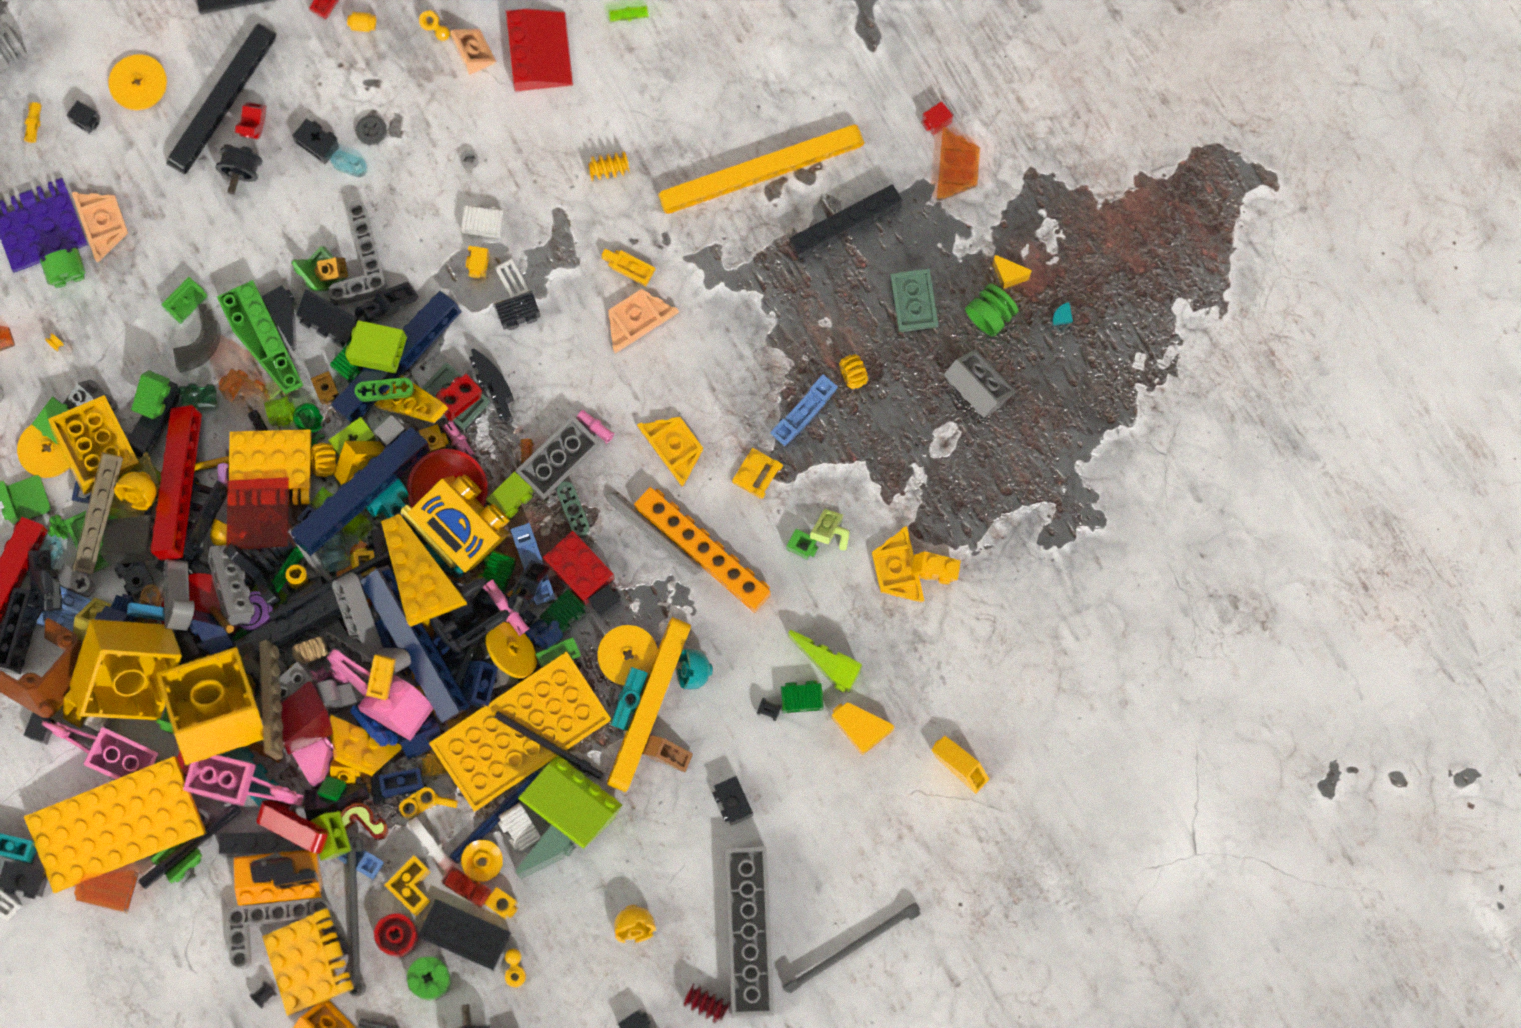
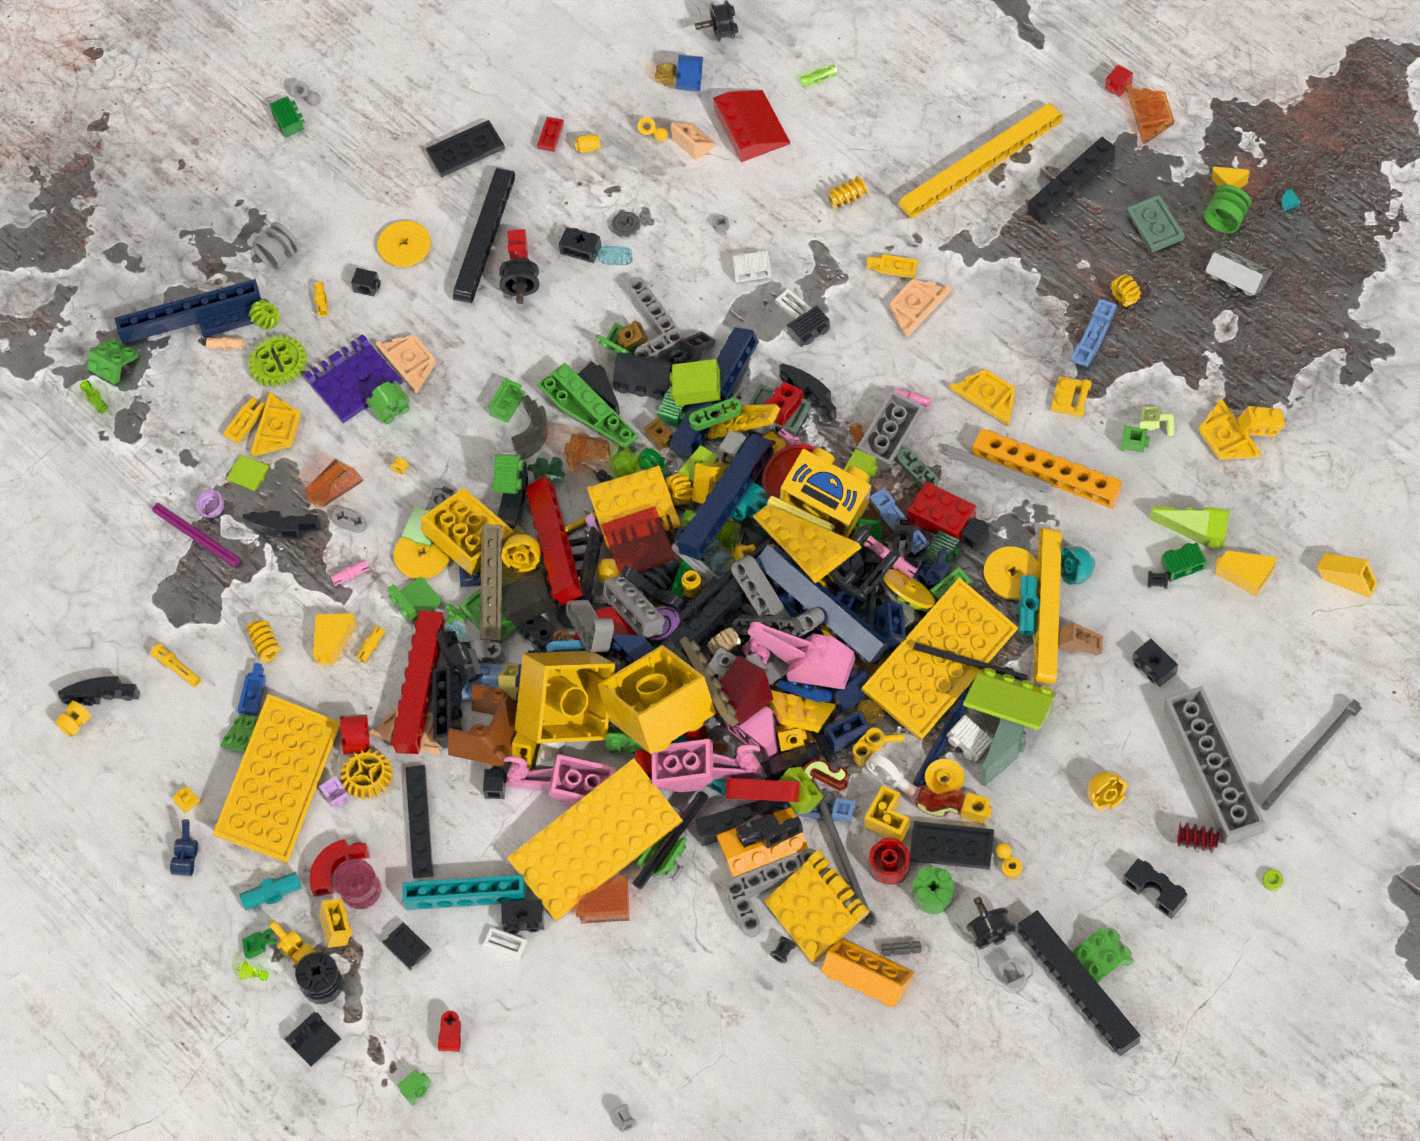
camera: 10 degrees left, 15 degrees down
(221, 619) = (640, 632): pearl gold bar -> none
(331, 788) = (785, 752): green tile -> none
(380, 677) = (803, 632): yellow plate -> none
(477, 261) = (758, 297): yellow brick -> none

